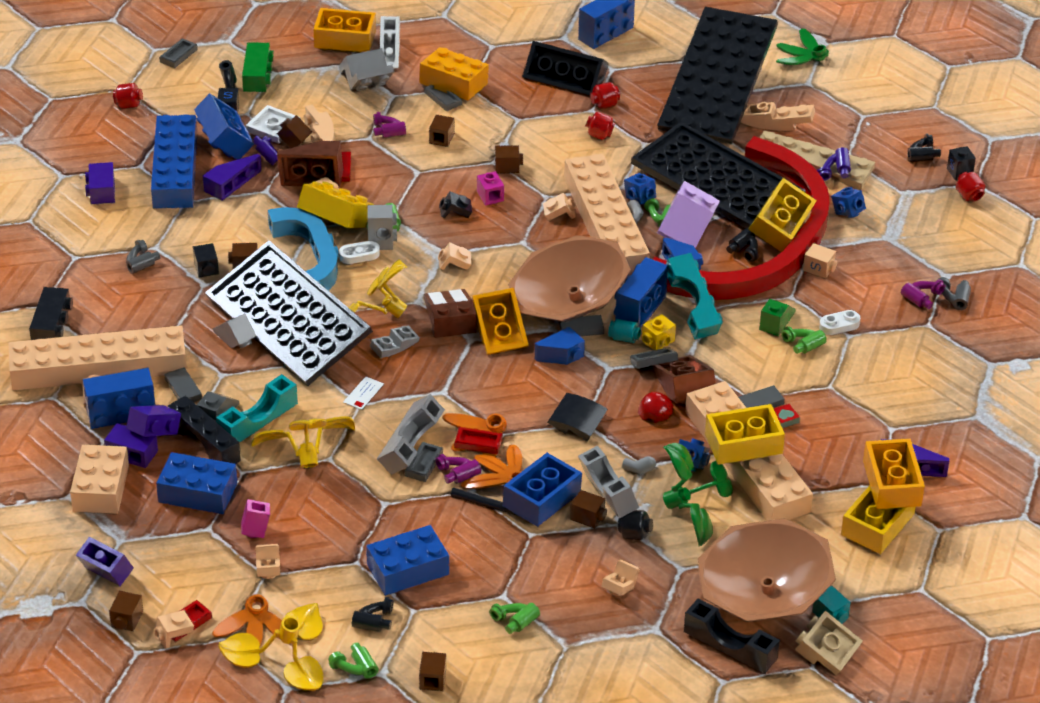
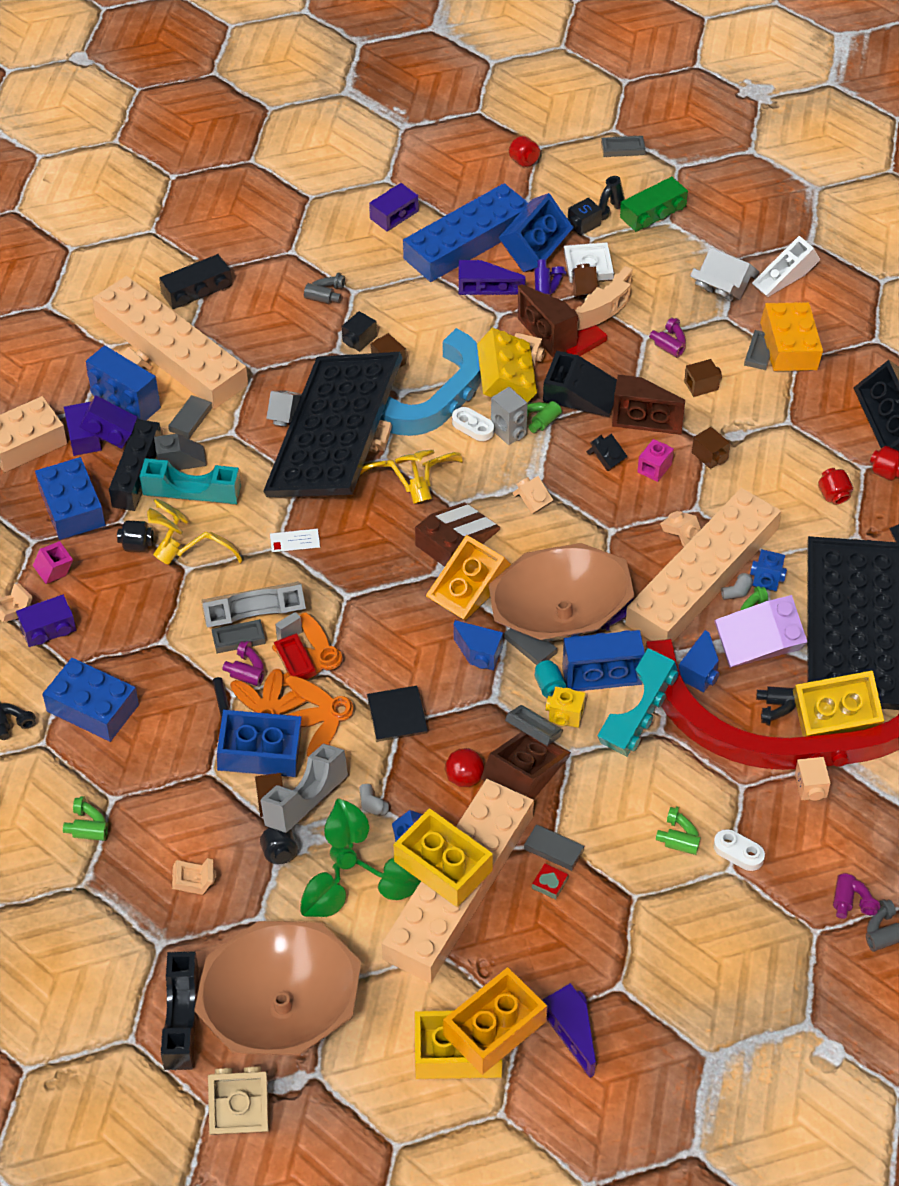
camera: 55 degrees right, 10 degrees up
(275, 465) = (135, 536): none -> black head
(305, 551) = (46, 620): none -> dark purple brick
(344, 30) = (765, 225): light orange brick -> none
(384, 184) = (579, 385): none -> black slope
(397, 341) = (377, 522): light grey slope -> none
(444, 163) = (646, 406): none -> copper slope
(448, 429) = (288, 626): none -> light grey tile
(536, 445) = (324, 713): none -> orange plant
(775, 317) = (692, 788): green slope -> none
(833, 603) = (294, 1076): teal brick -> none

